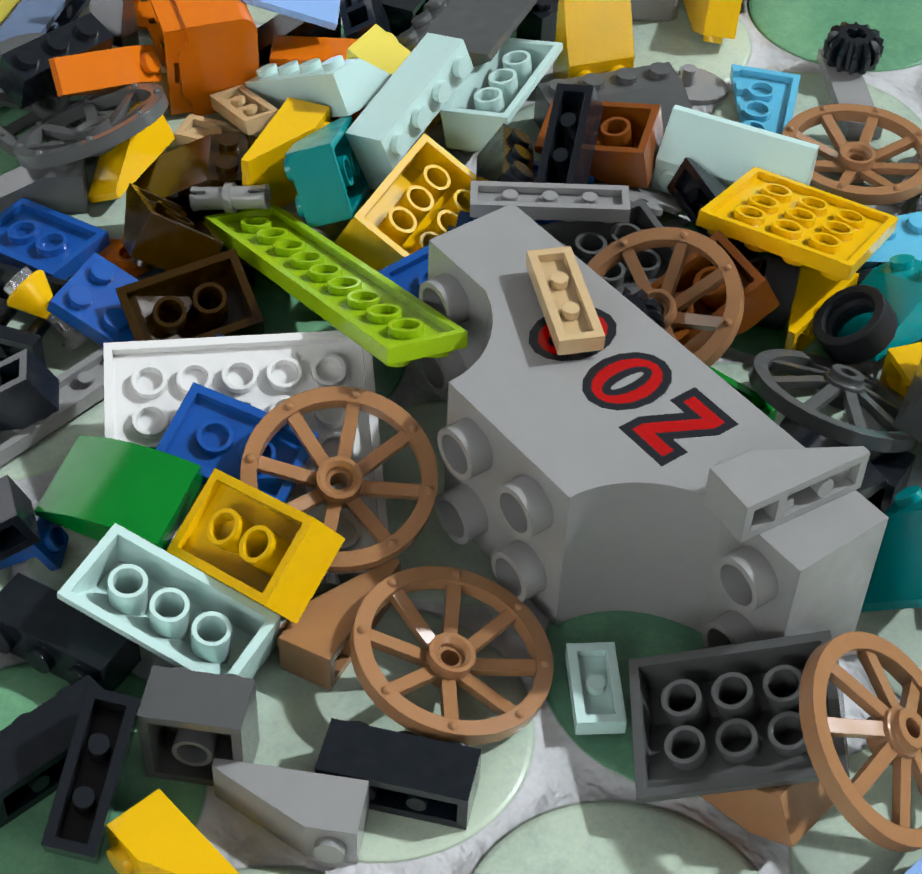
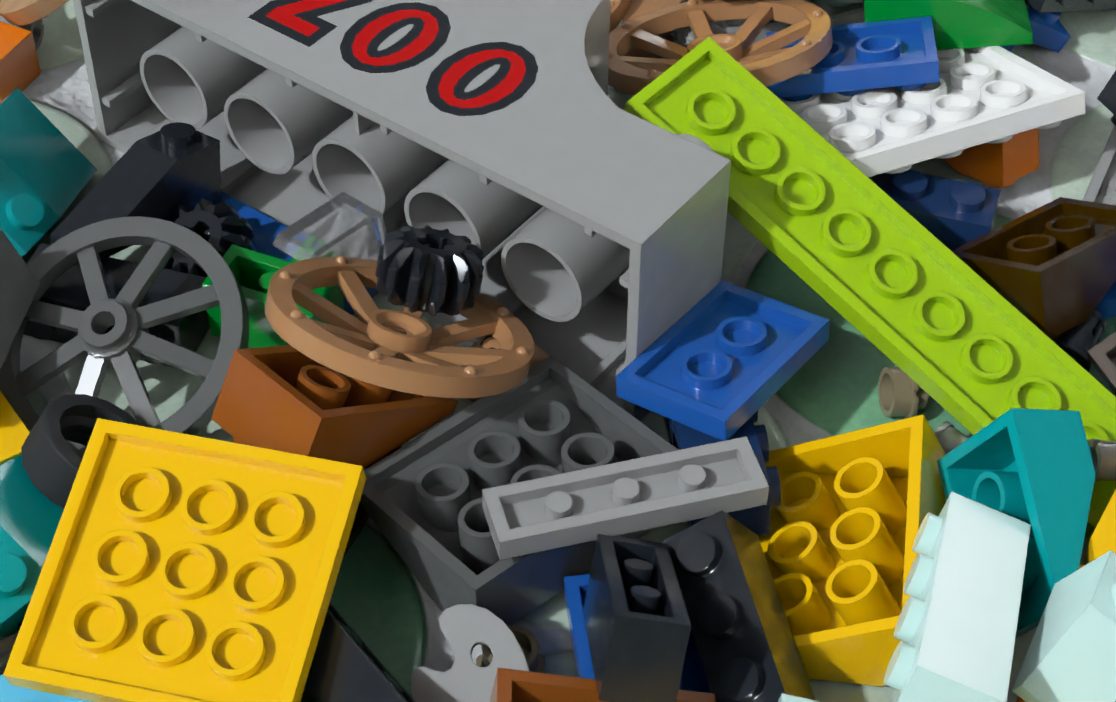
camera: 165 degrees right, 0 degrees up
(565, 300) = (505, 81): tan plate -> none

